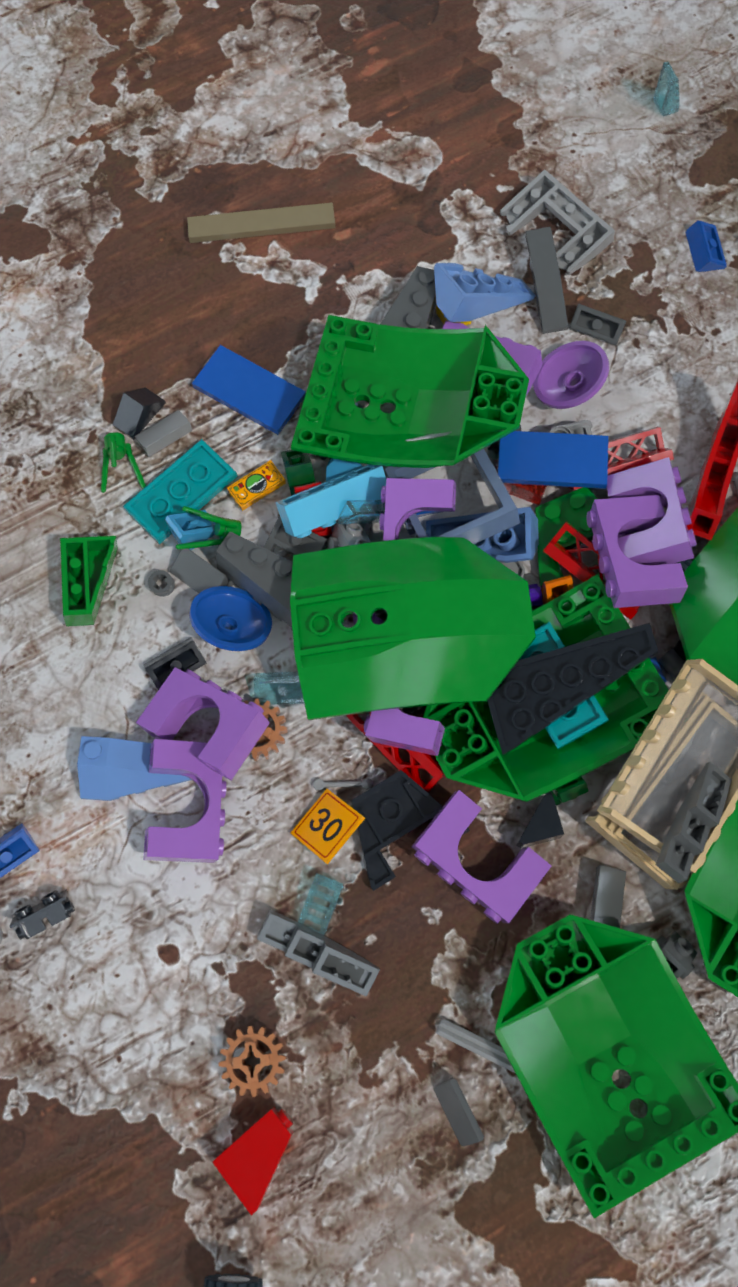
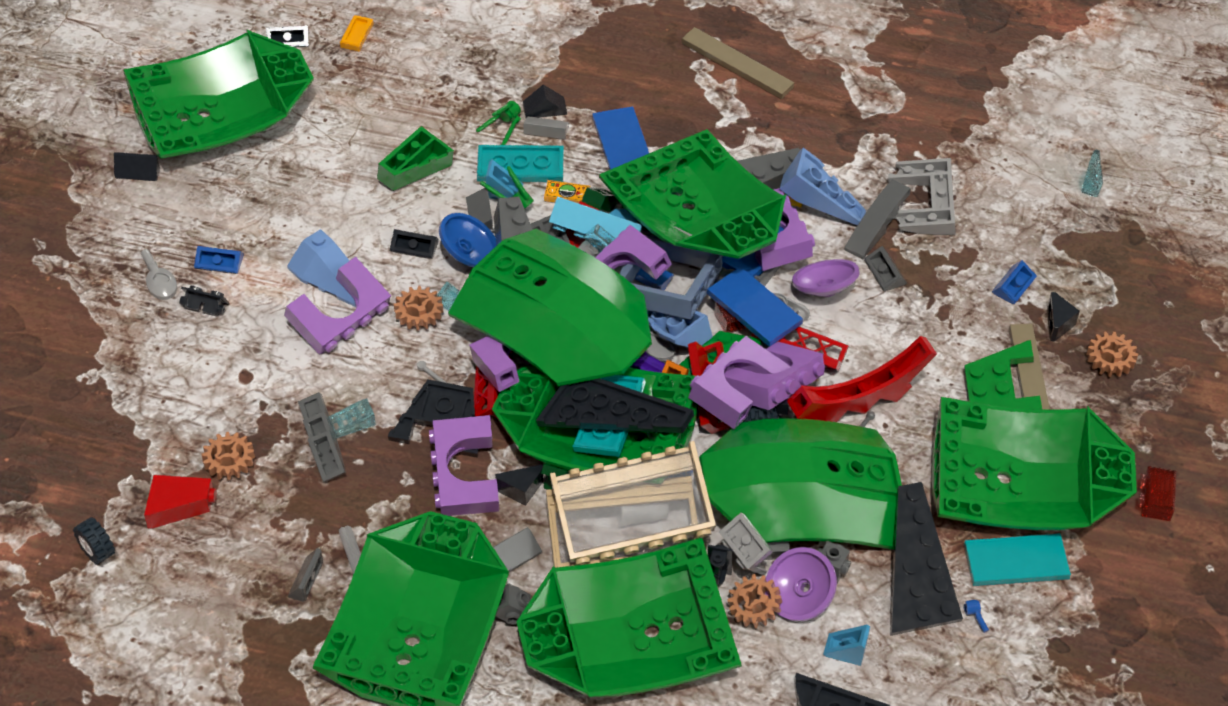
camera: 40 degrees right, 20 degrees down
(161, 574) = (454, 205): dark grey bush -> none
(185, 694) = (398, 290): medium lavender arch -> none
(327, 826) = (400, 383): light orange piece -> none
(693, 821) = (598, 529): dark grey slope -> none

